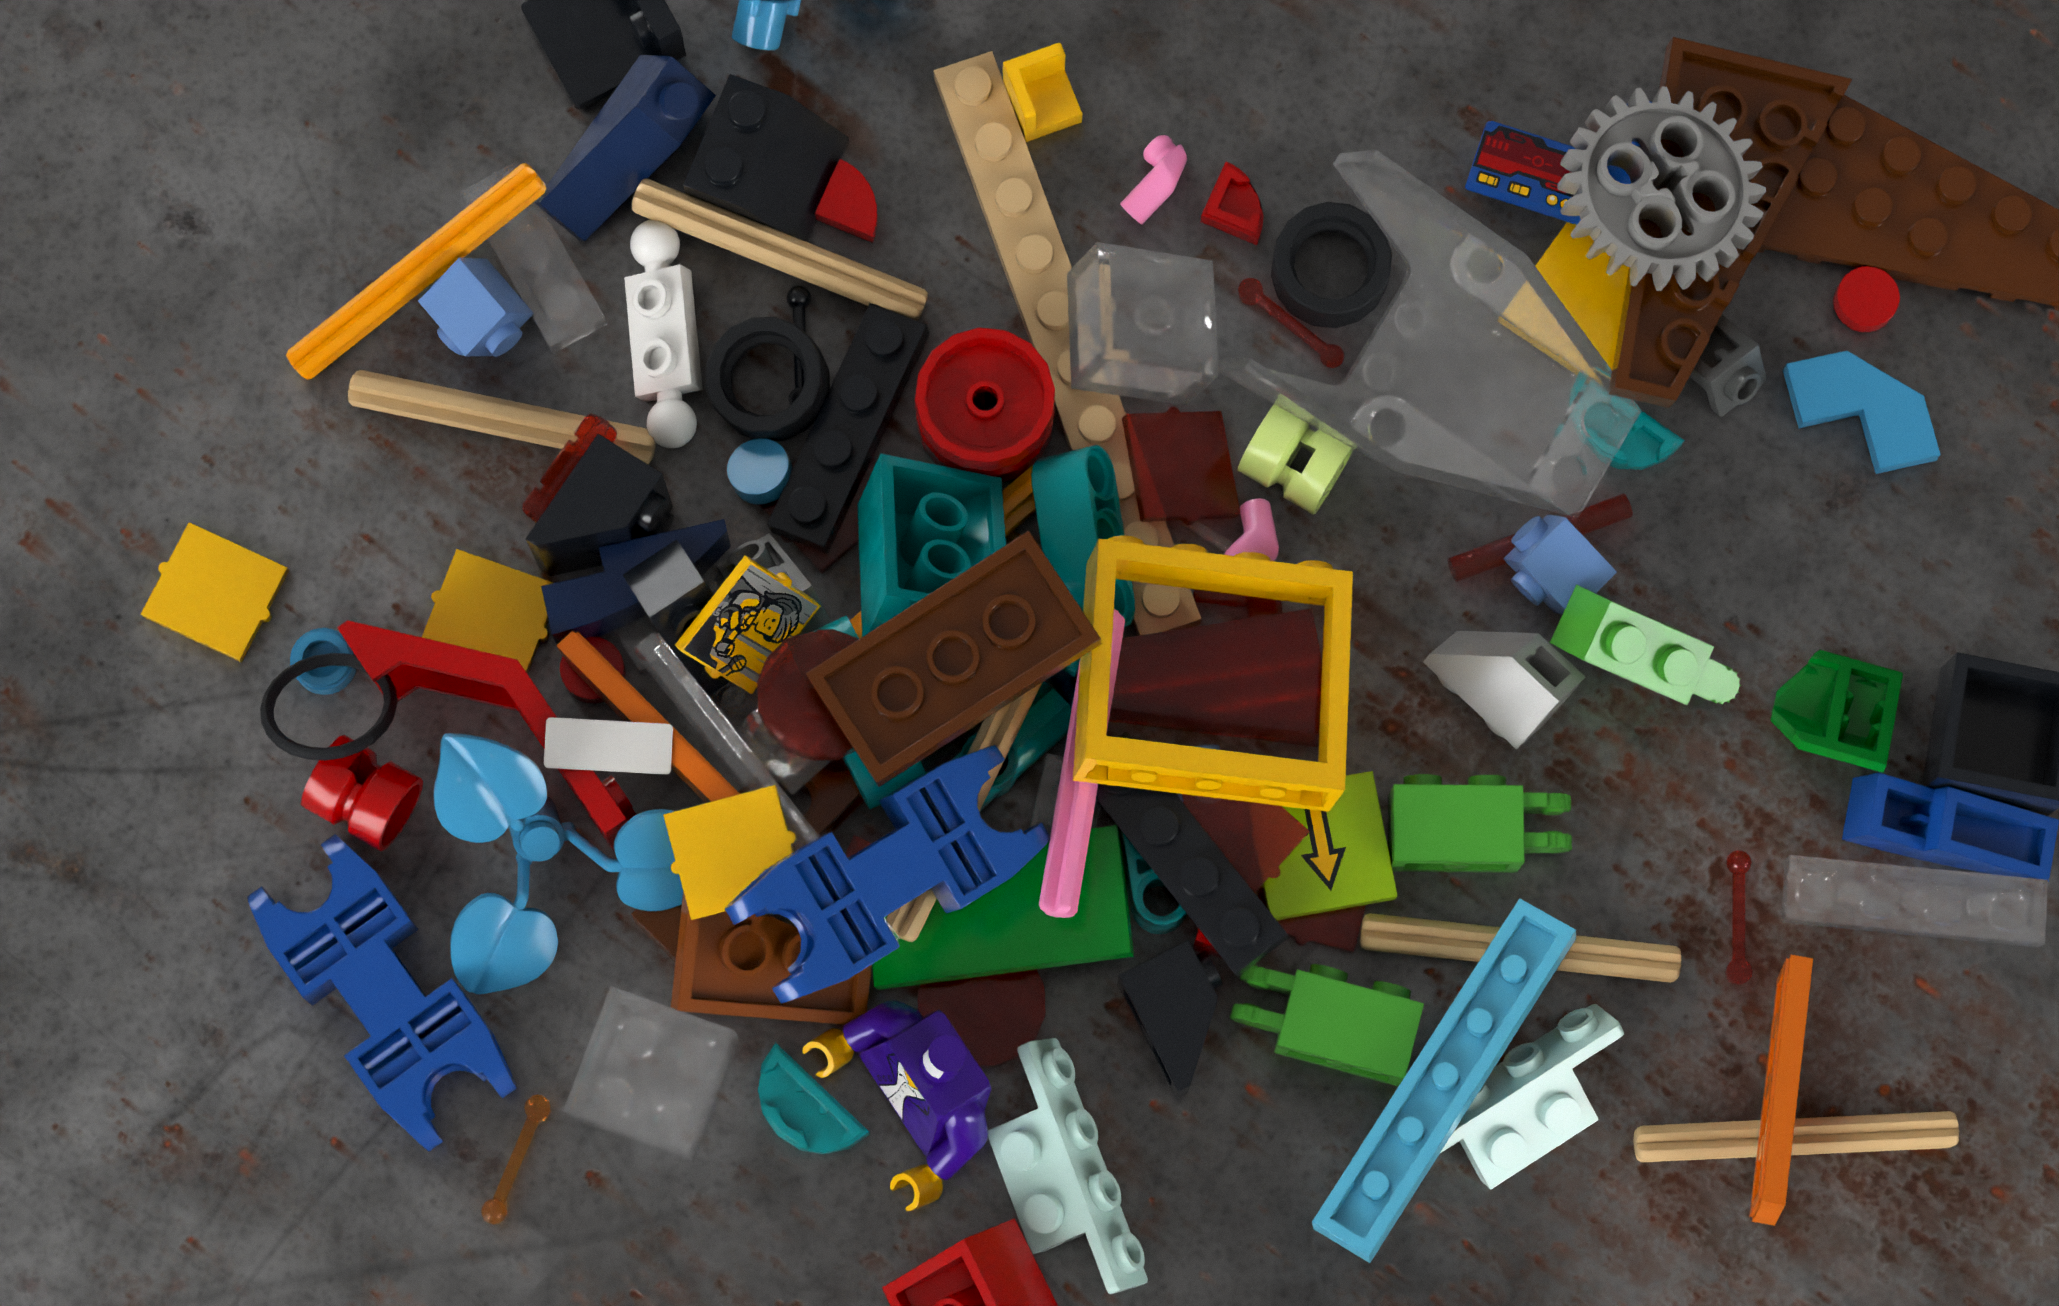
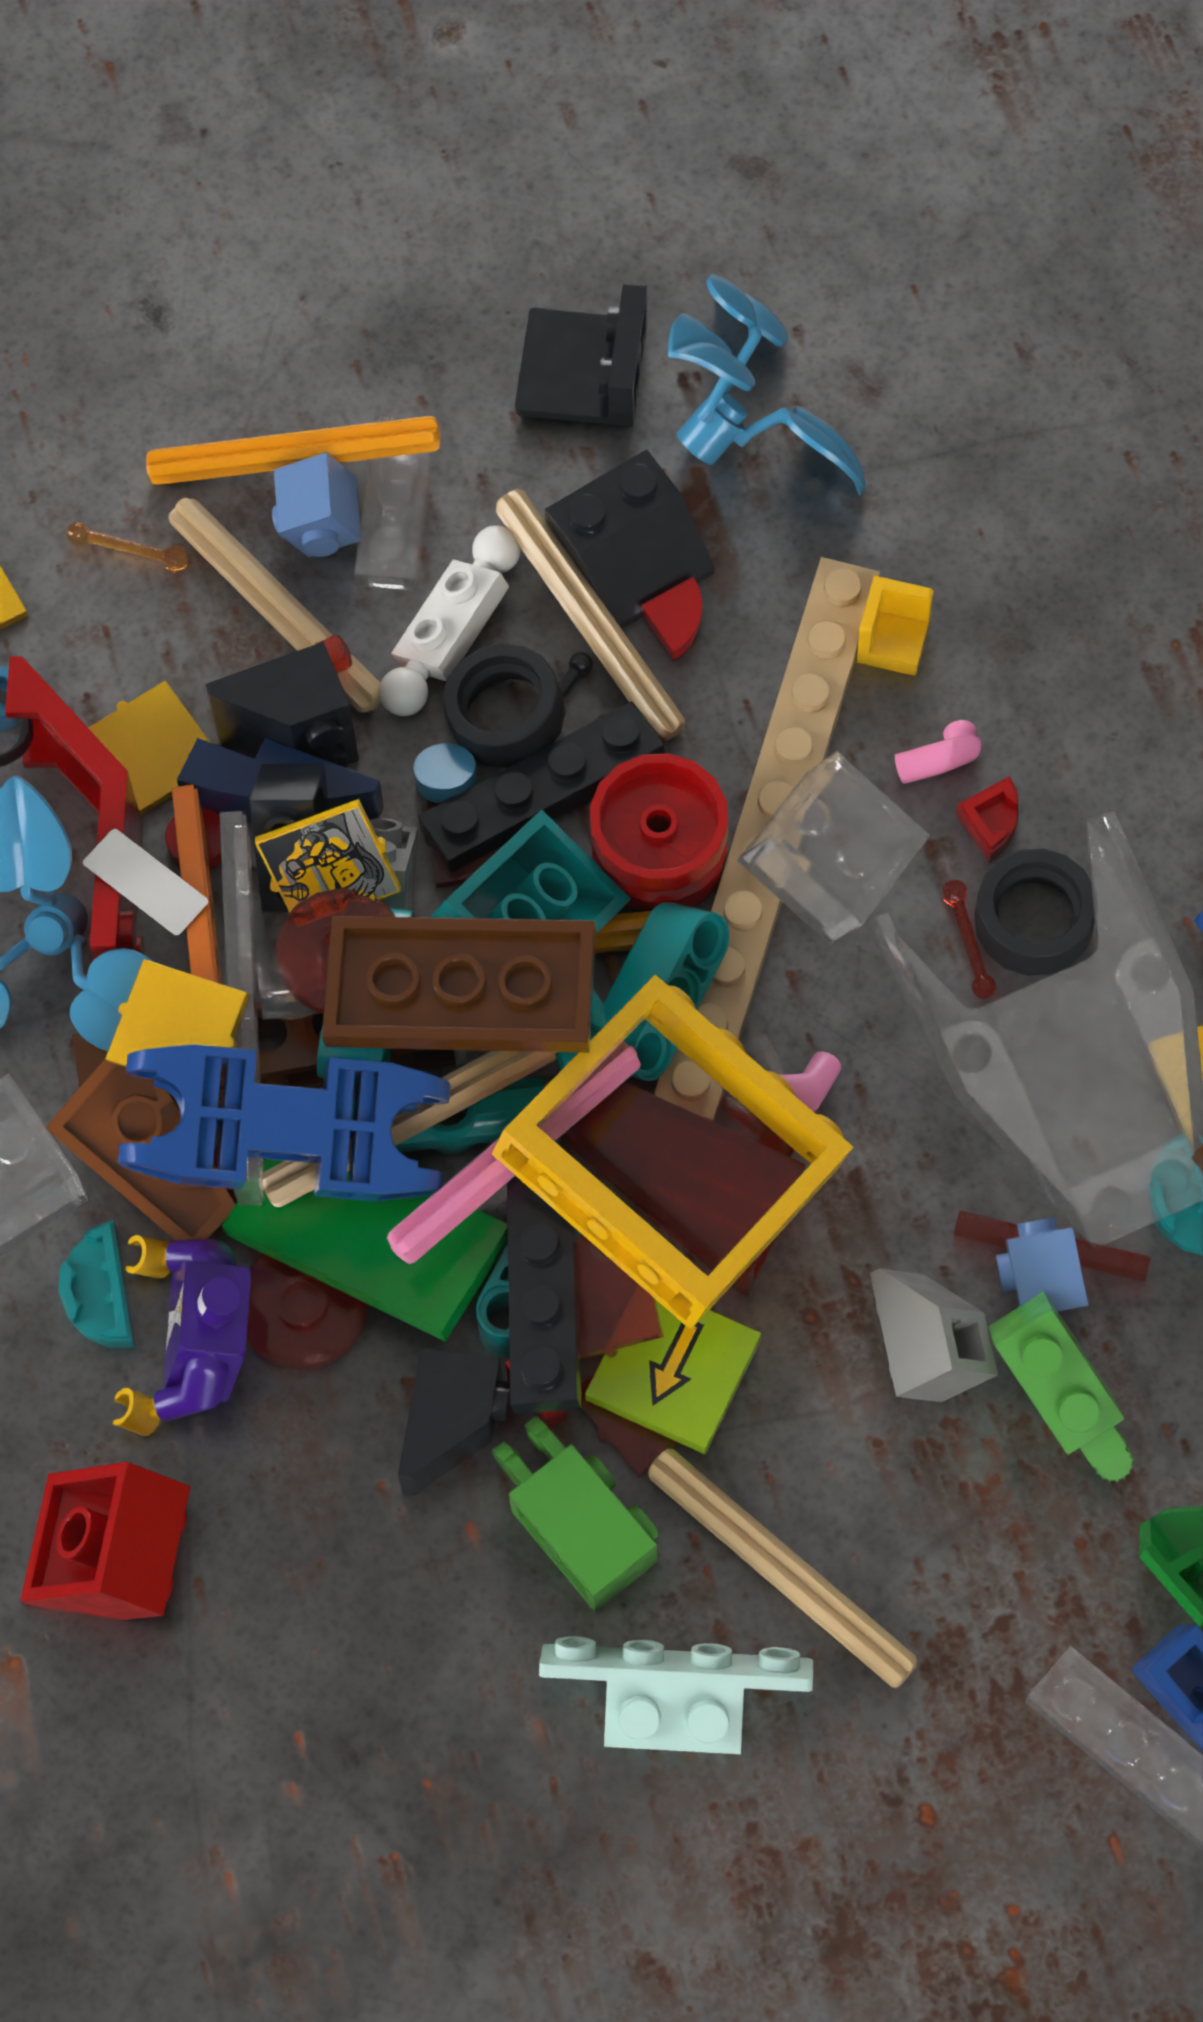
camera: 40 degrees right, 10 degrees down
(378, 434) = (174, 557): none -> clear orange hinge
(625, 143) = (526, 457): dark blue slope -> none
(1059, 1172) = (261, 1480): light aqua bracket -> none
(1180, 466) = (788, 988): clear red piece -> none
(1275, 448) = (889, 1043): yellowish green wheel -> none
(1444, 1080) = (624, 1616): medium azure plate -> none
(1468, 825) = (810, 1433): bright green hinge -> none
(1738, 970) = (958, 1717): clear red hinge -> none
(1781, 1090) = (910, 1832): orange tile -> none
(1810, 1136) = (904, 1891): tan axle -> none

